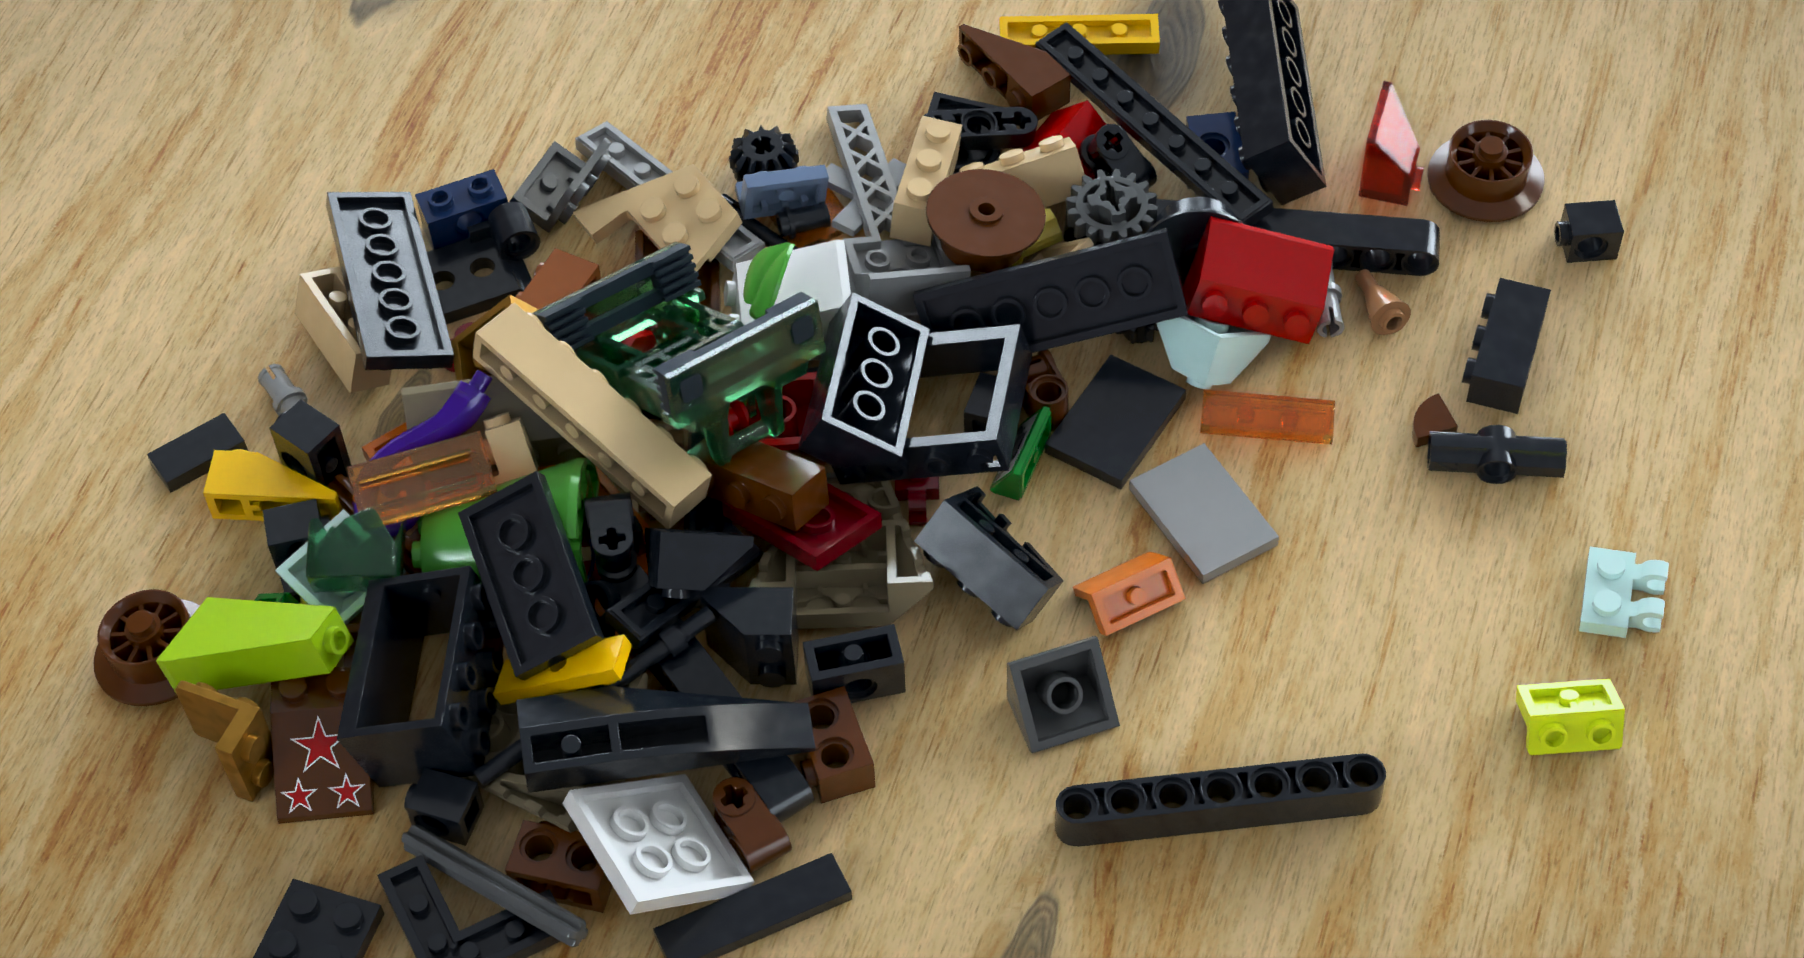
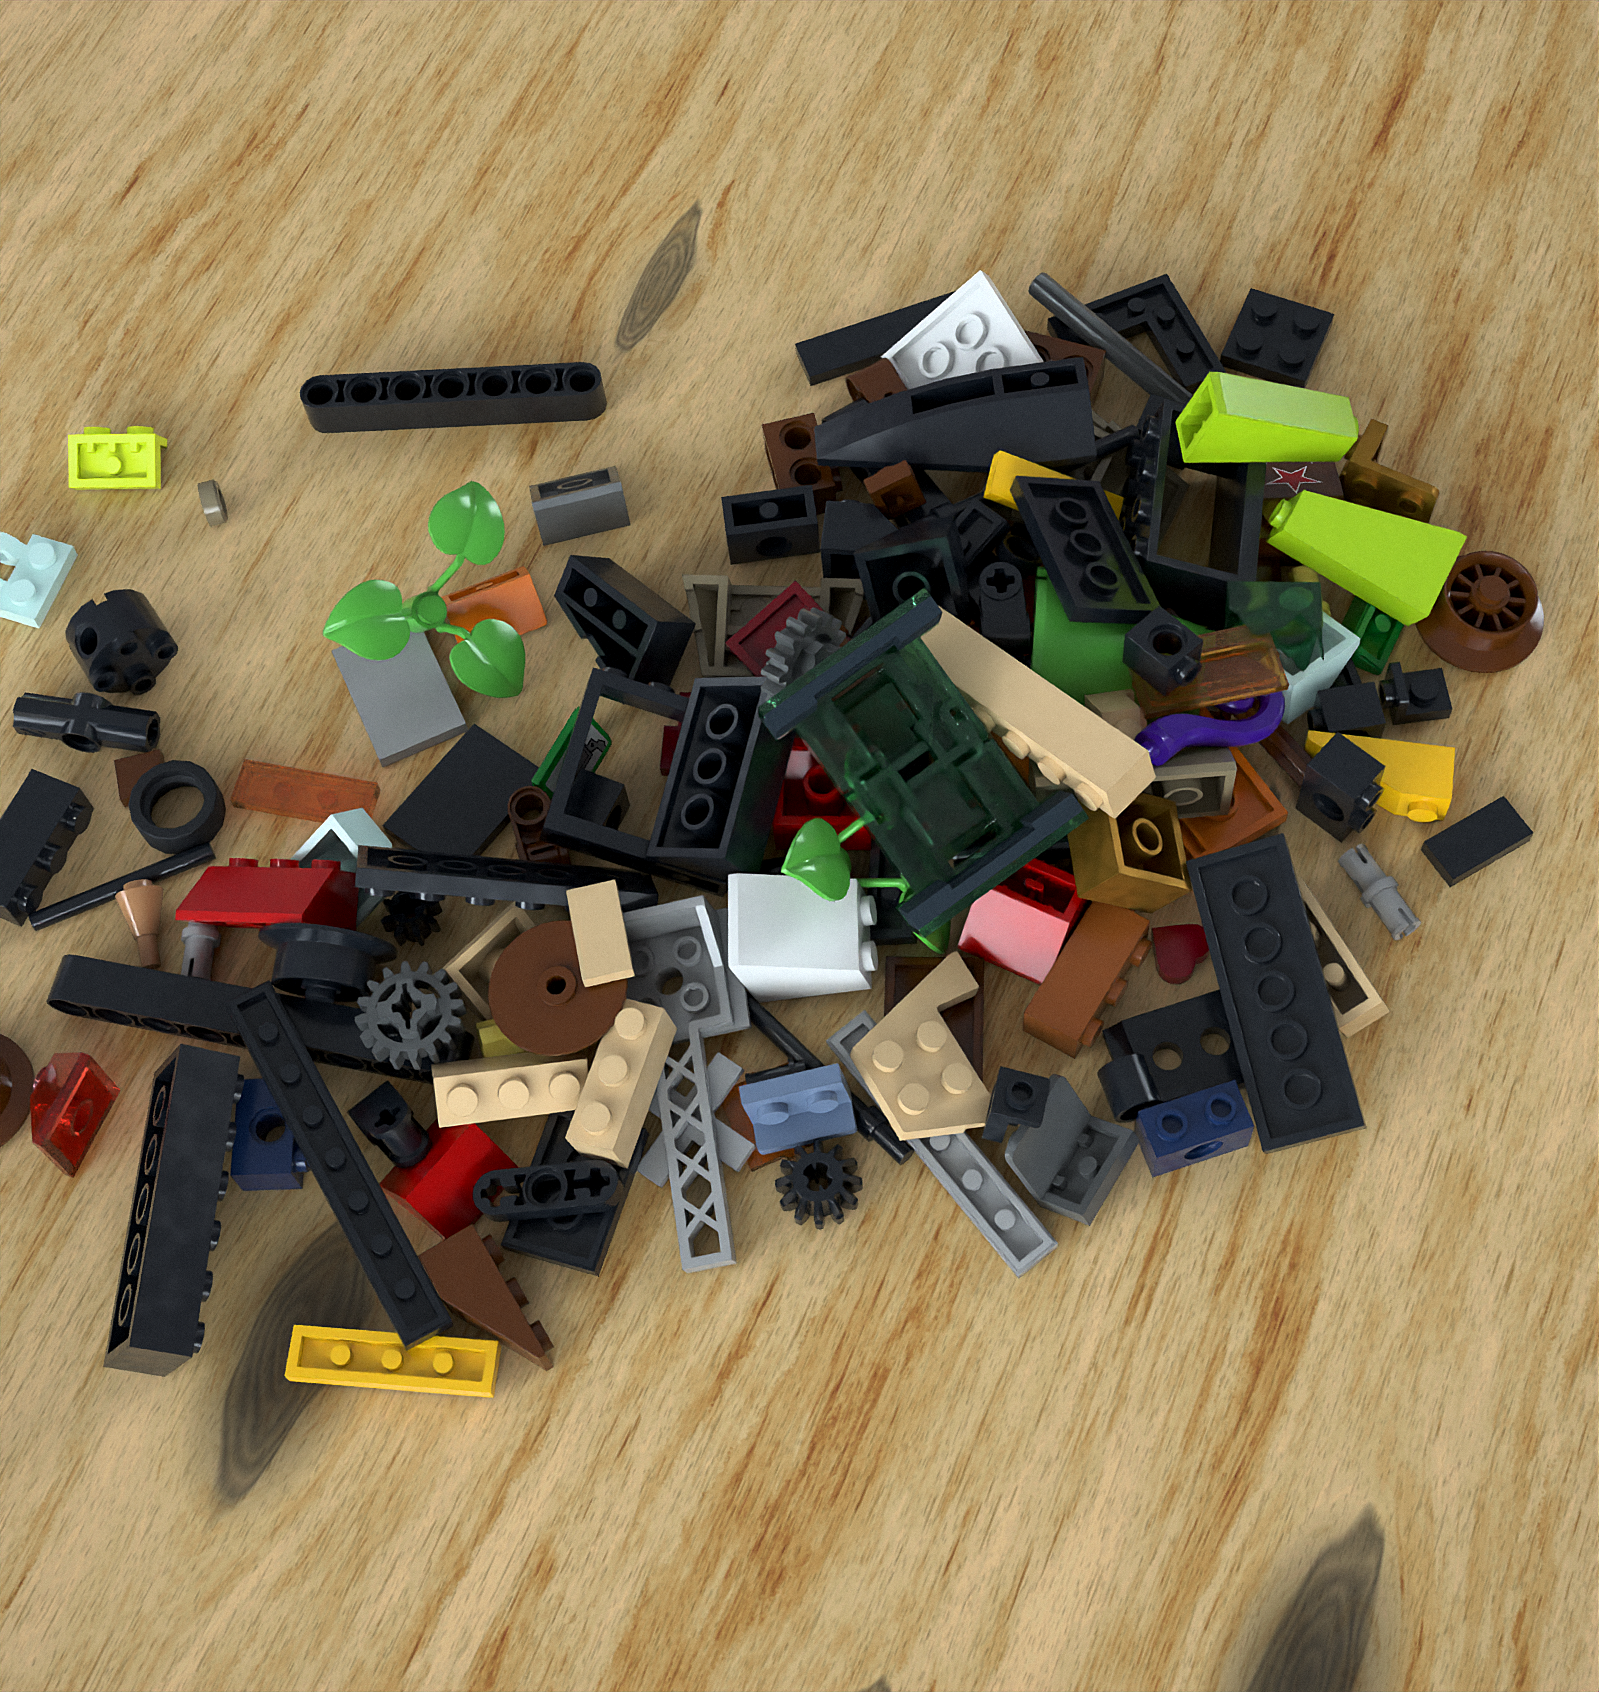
camera: 170 degrees left, 10 degrees up
(231, 569) = (1414, 695): none -> black bracket
(340, 696) = (1264, 422): none -> lime slope
(461, 480) = (1163, 634): none -> black brick
(608, 172) = (1014, 1101): none -> black bracket
(721, 657) = (895, 490): none -> reddish brown bracket
(791, 419) = (800, 648): none -> dark grey gear
(953, 236) = (600, 933): none -> tan tile
(1144, 557) = (378, 625): none -> bright green plant
(1388, 364) = (157, 783): none -> black tyre
(1410, 334) = (106, 892): none -> black bar
(1447, 669) = (213, 502): none -> dark tan tile
(1482, 502) = (120, 642): none -> black brick

